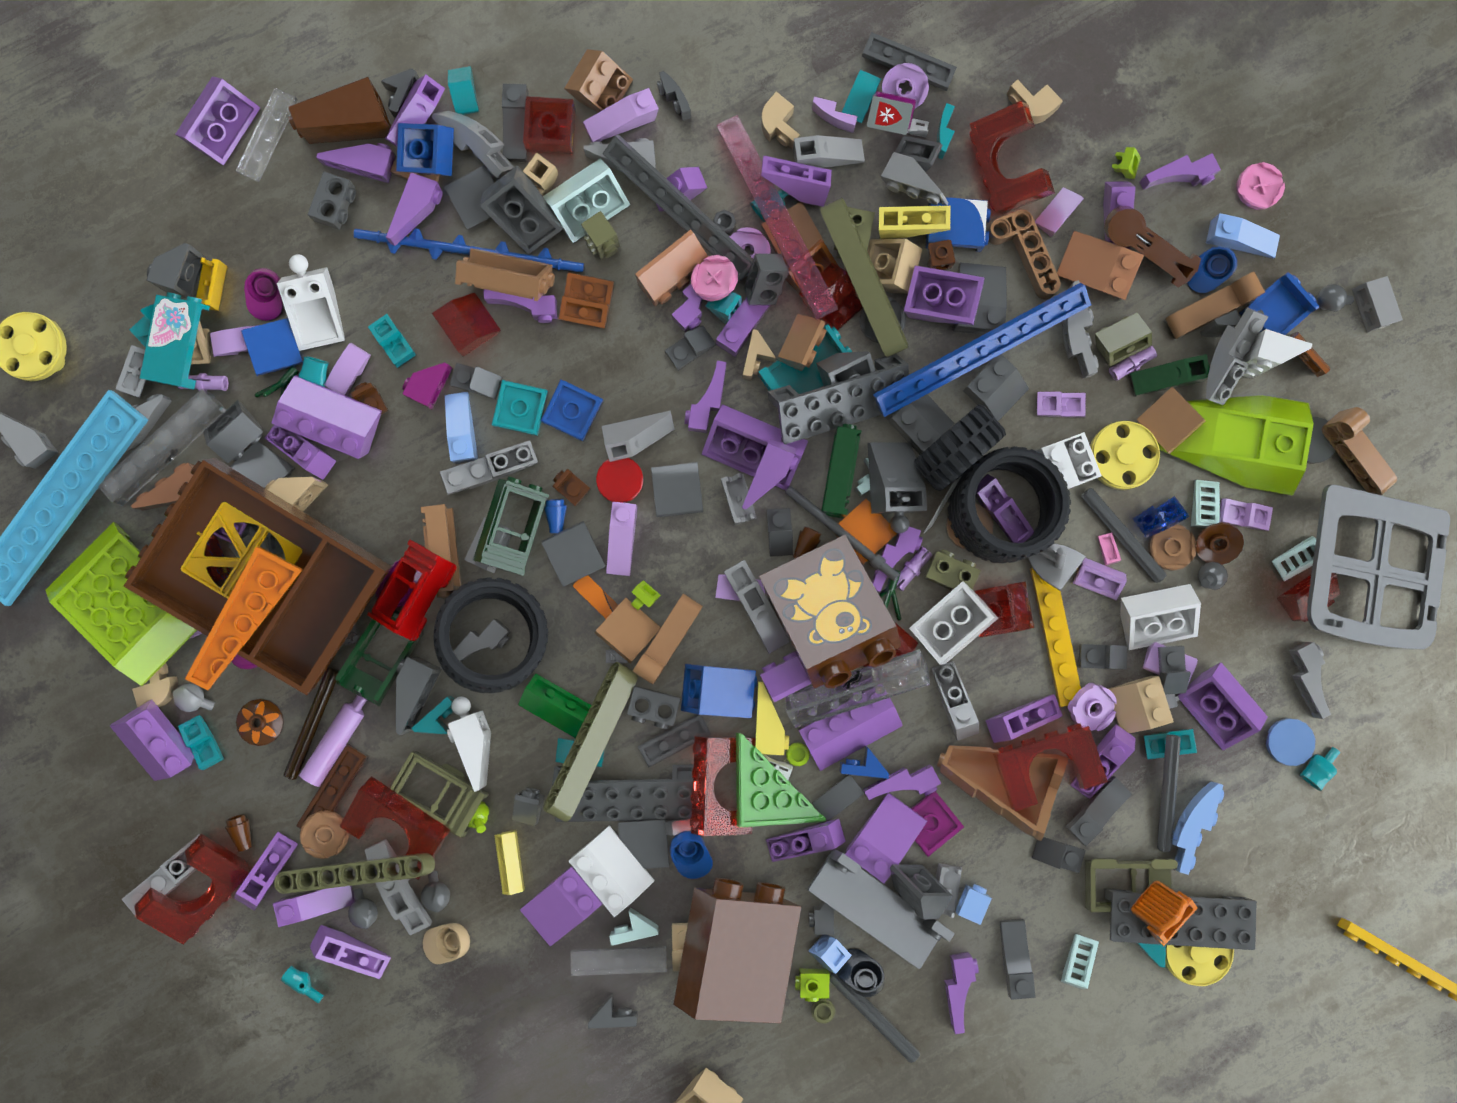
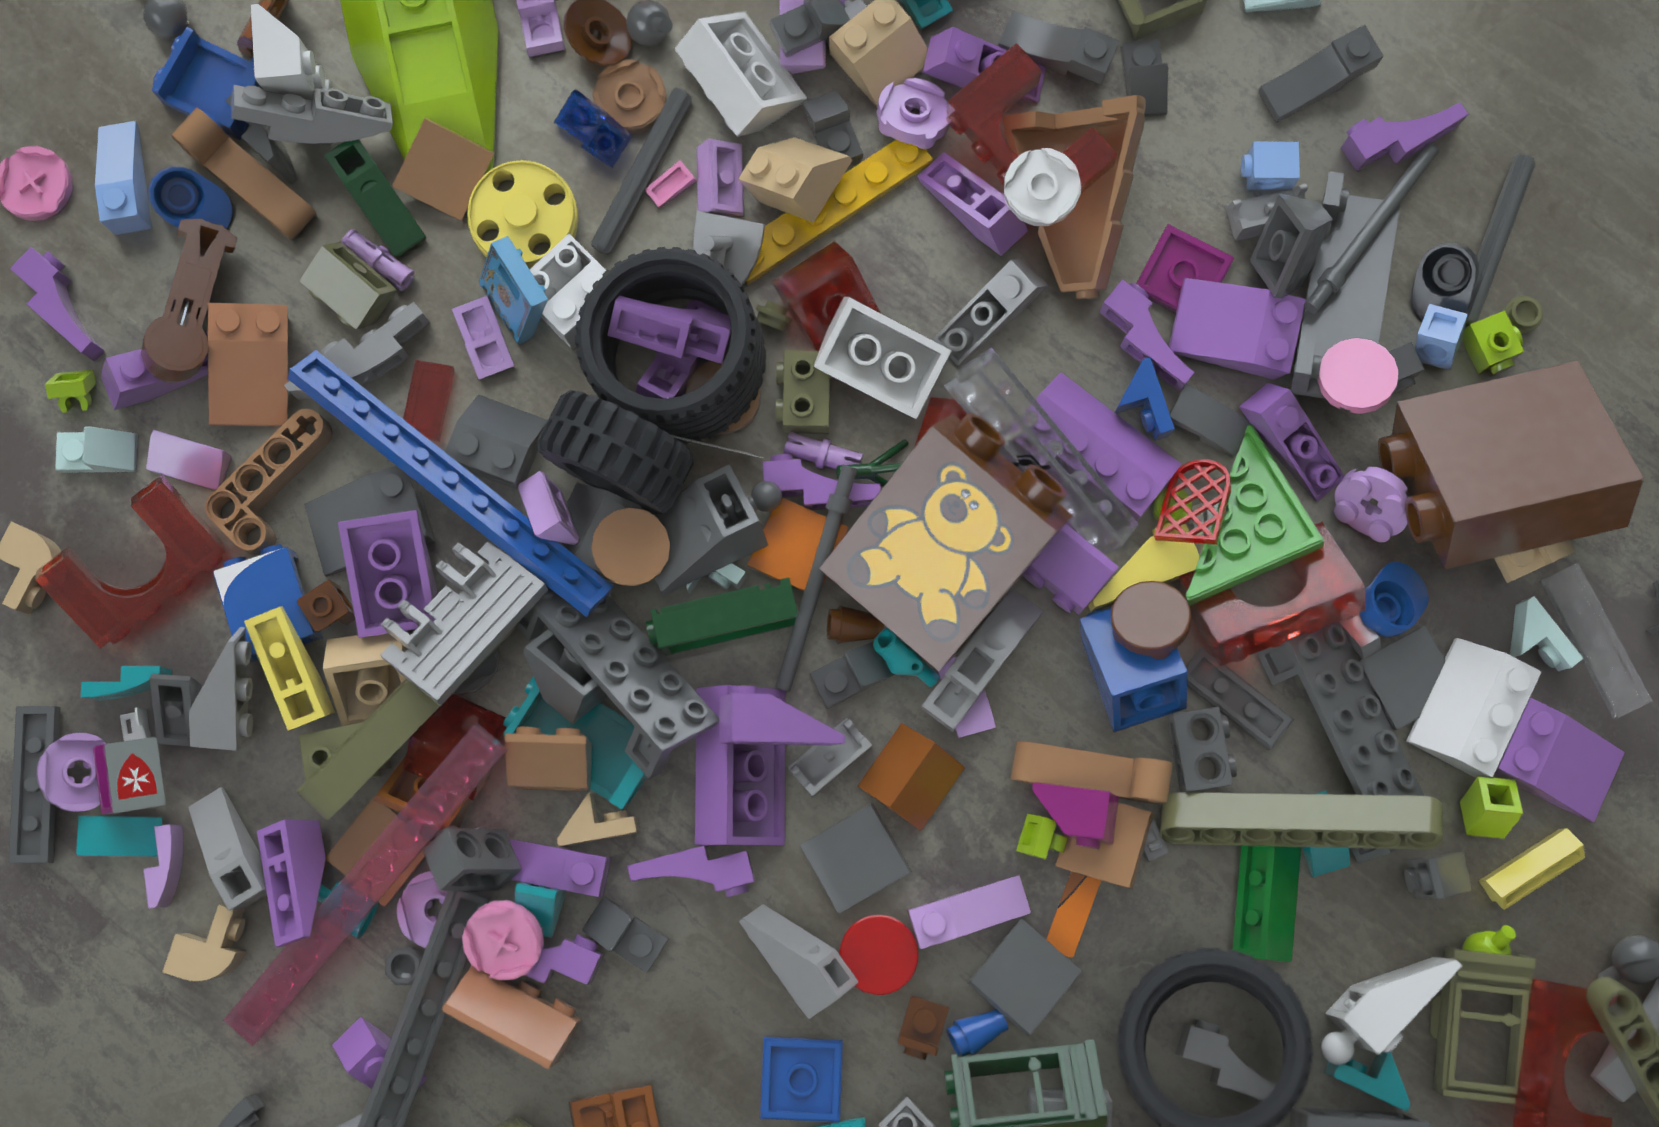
camera: 110 degrees left, 5 degrees down
(552, 853) = (1491, 807): none -> lime brick
(647, 622) = (1081, 812): none -> magenta slope
(708, 539) = (911, 776): none -> dark orange slope
(737, 708) = (1150, 619): none -> tile
(753, 857) = (1354, 507): none -> lavender plate
(775, 560) = (902, 658): none -> teal piece
(783, 737) = (1191, 537): none -> window
(826, 890) = (1358, 375): none -> bright pink tile
(889, 905) = (1333, 277): none -> dark grey bar
(897, 326) = (465, 624): none -> light grey hinge
(902, 435) = (630, 547): none -> medium nougat tile
(944, 399) = (547, 509): none -> lavender slope
(1005, 574) = (773, 315): none -> olive plate
(1013, 757) = (1042, 187): none -> white tile
(1018, 508) = (672, 329): none -> medium lavender slope
(1037, 359) = (429, 398): none -> clear red tile
(1081, 430) = (513, 289): none -> dark azure container
(1083, 621) = (794, 176): none -> tan slope
(1085, 163) = (96, 451): none -> light aqua slope
(1214, 512) = (553, 57): light aqua slope -> none

